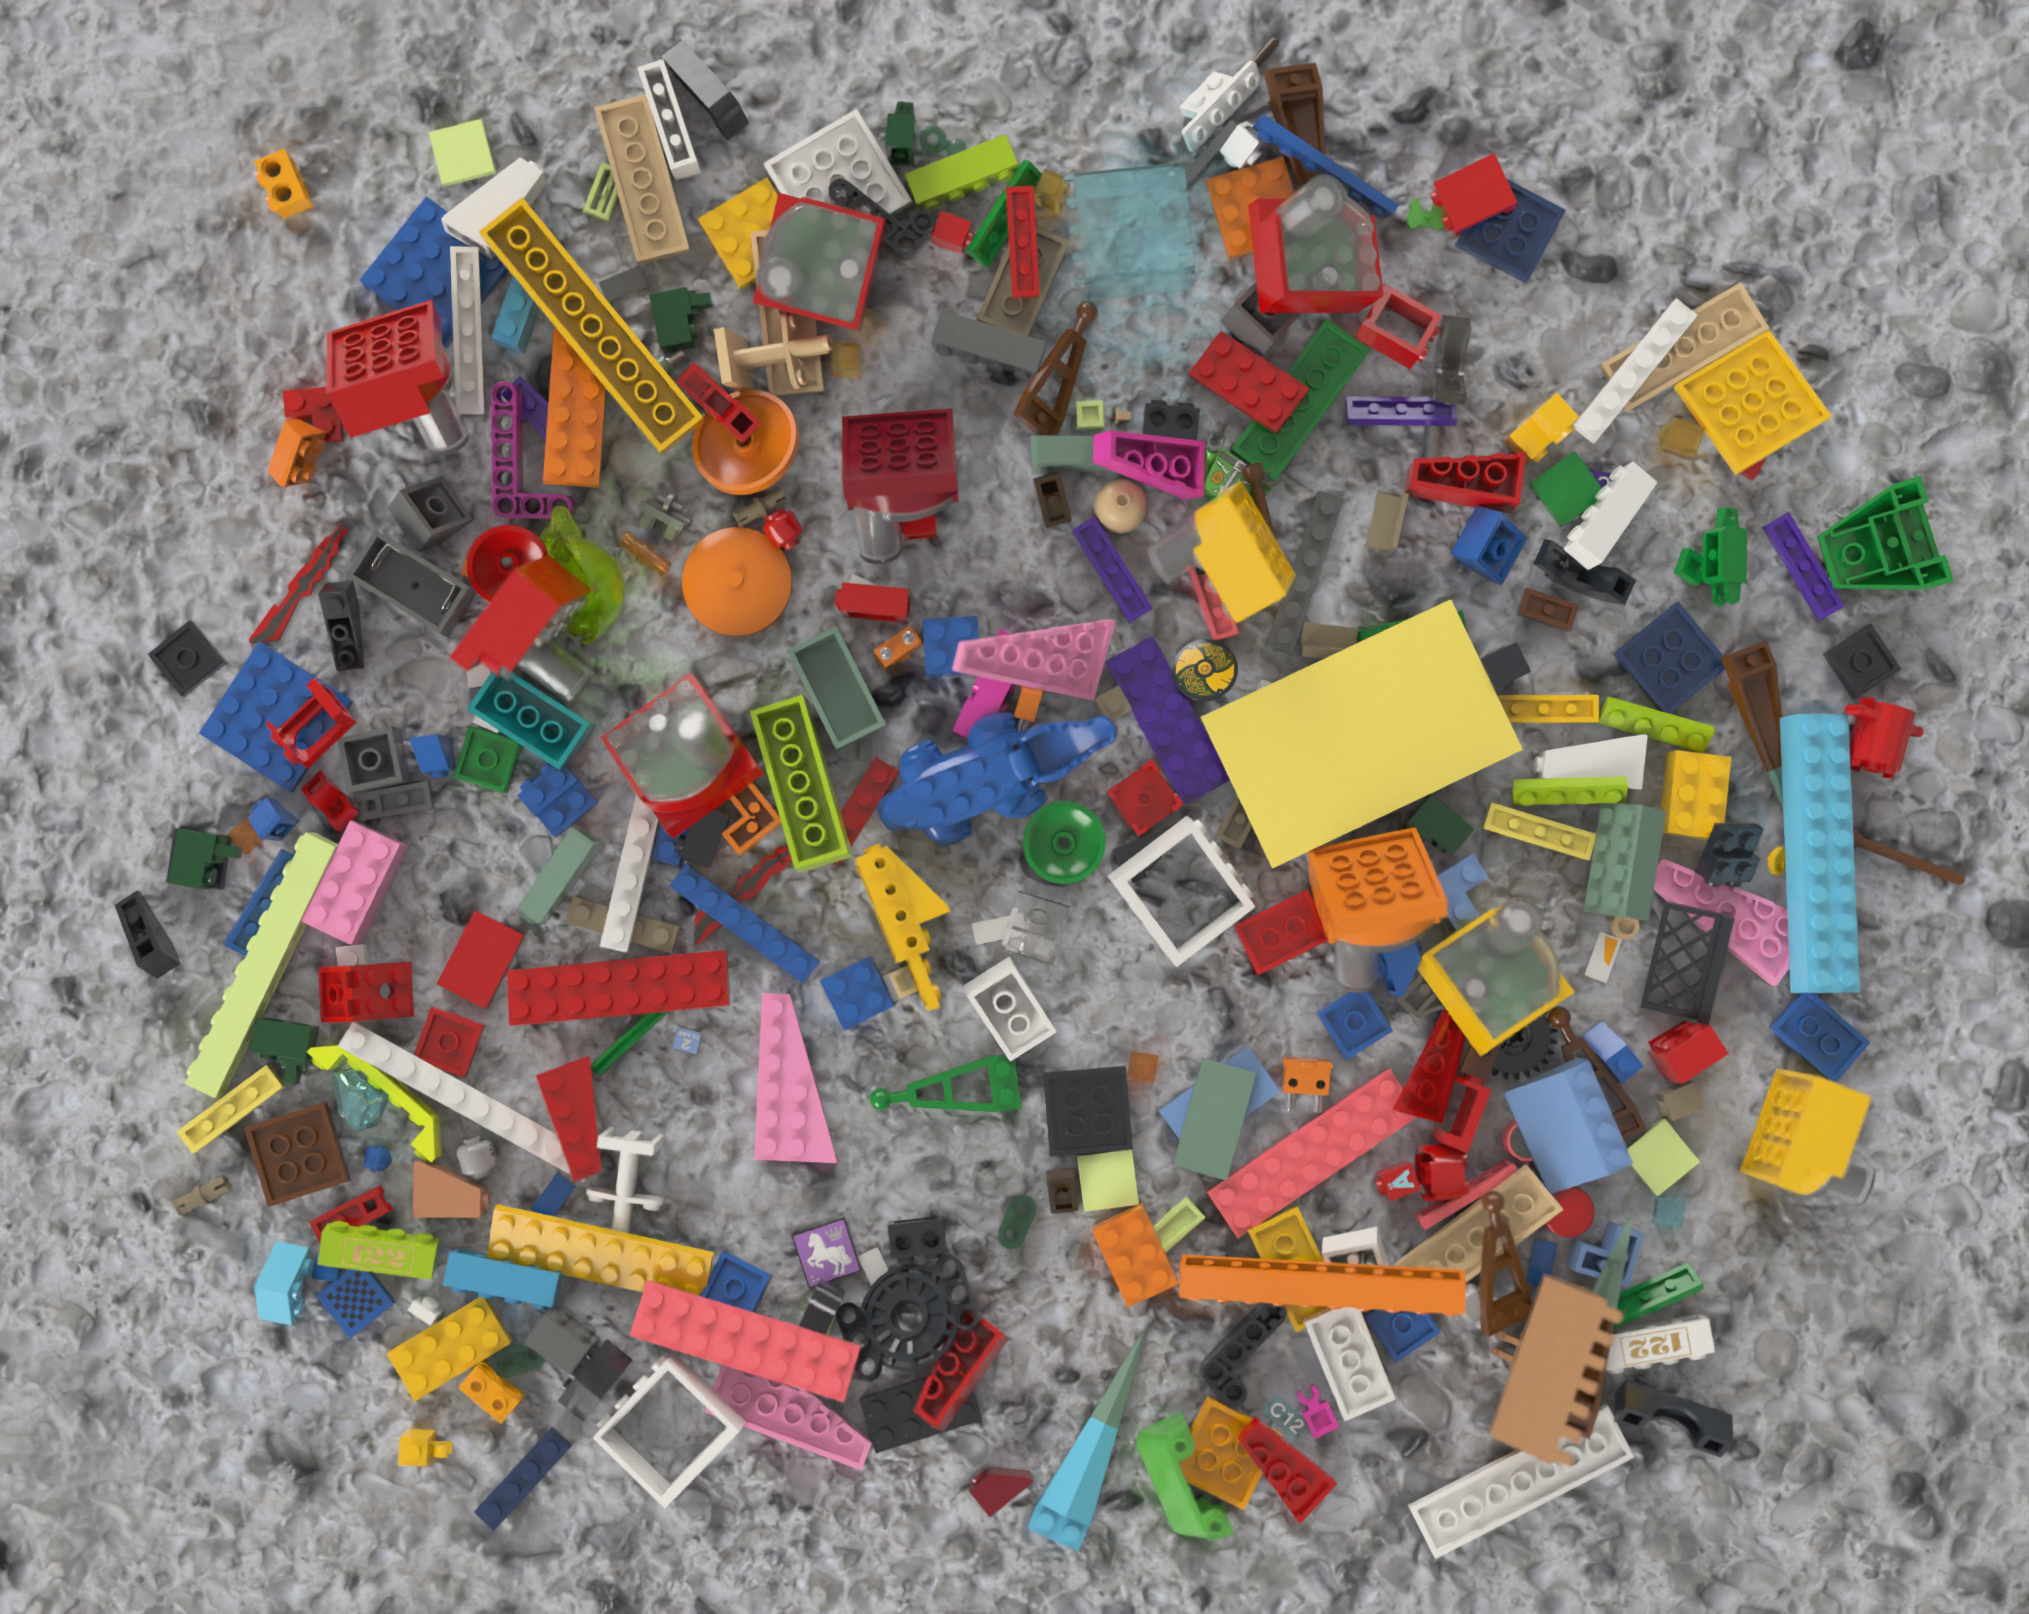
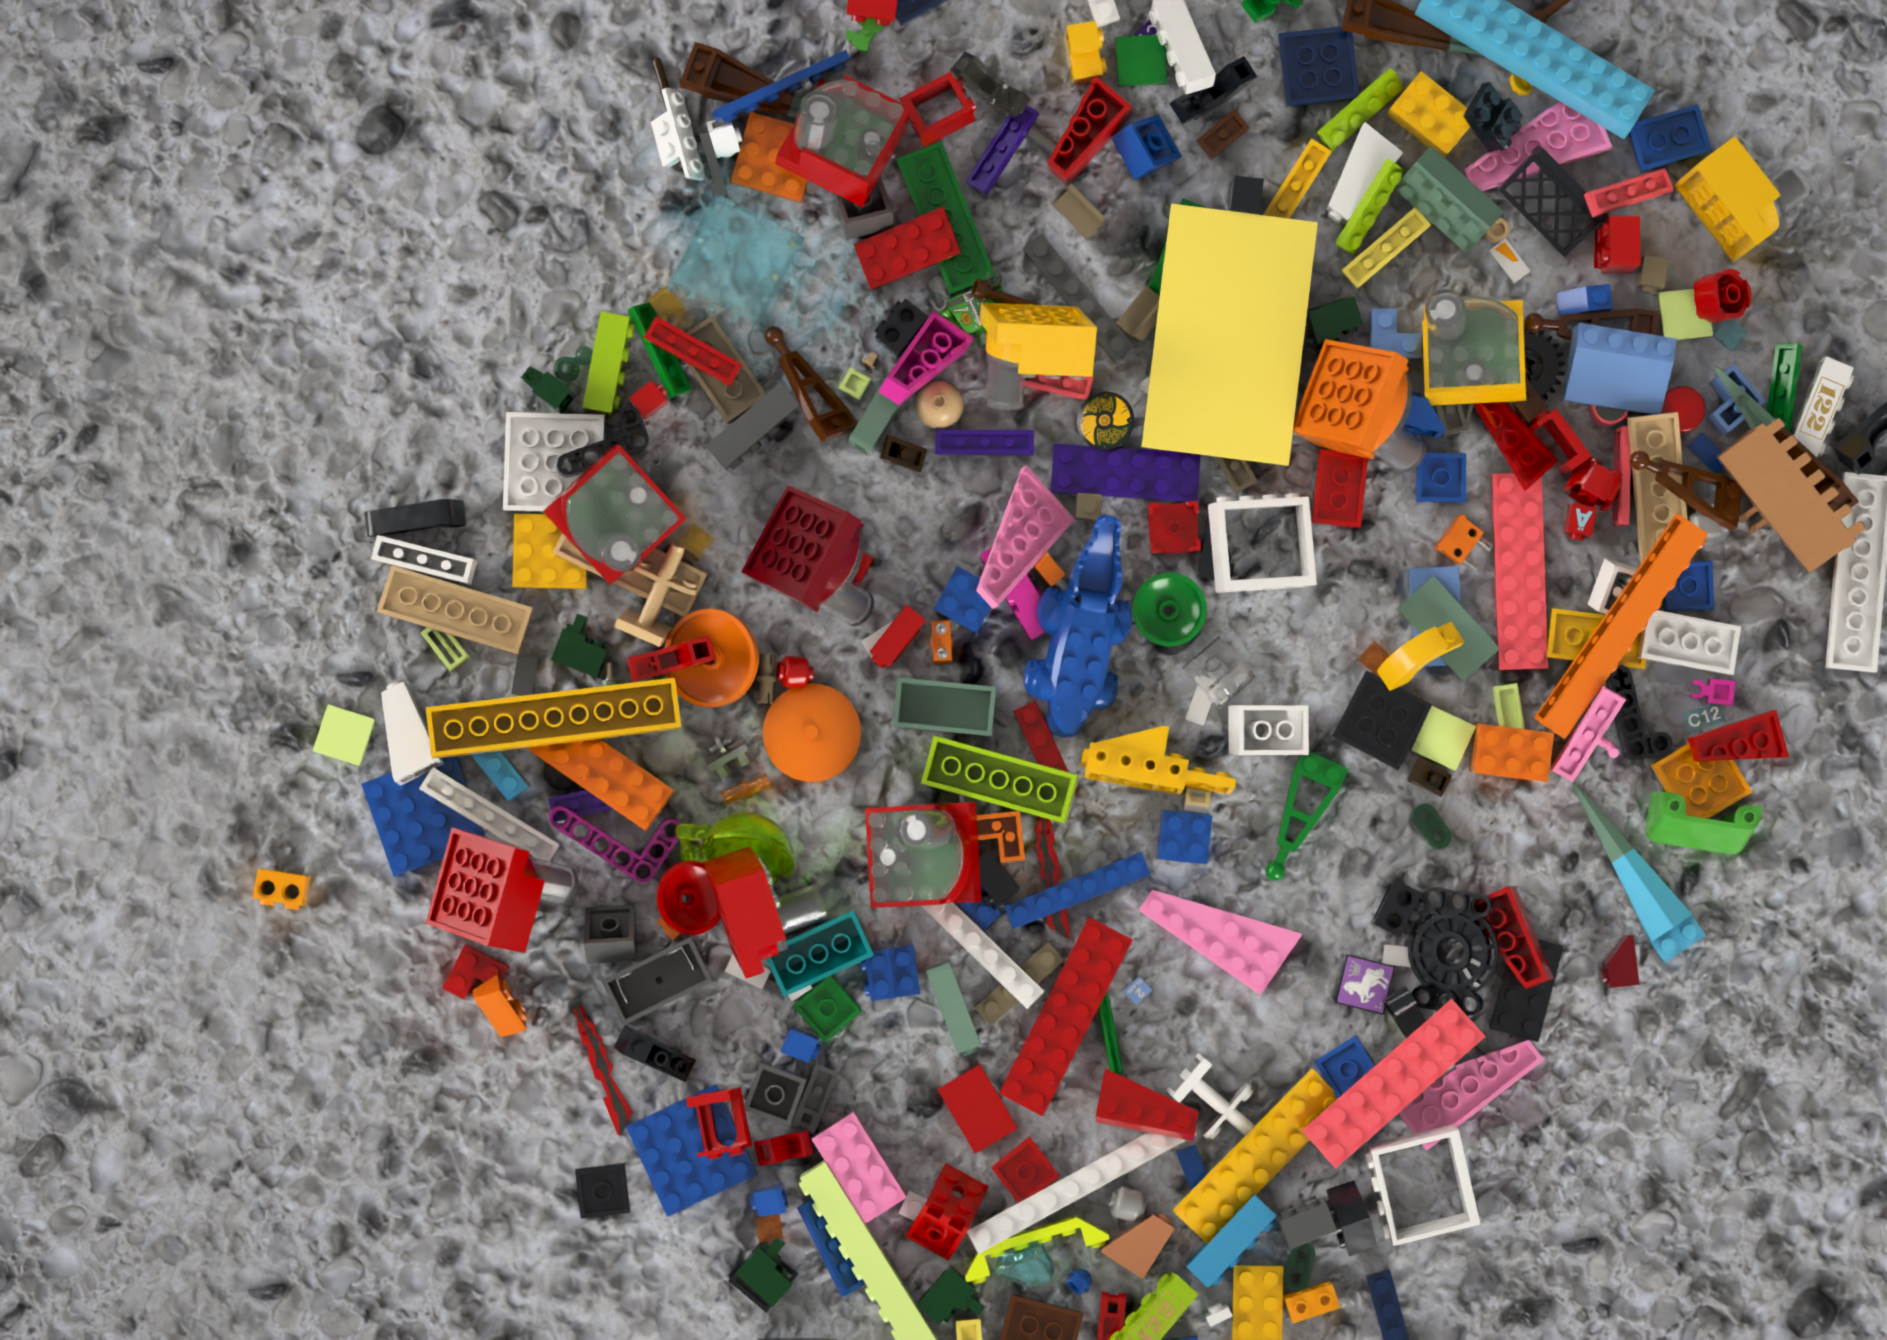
camera: 55 degrees left, 0 degrees up
(1172, 1104) = (1418, 652): none -> yellow arch
(1199, 1318) = (1589, 734): none -> bright pink plate
(1701, 1181) = (1721, 296): none -> red brick
(1743, 1029) = (1628, 192): none -> coral tile

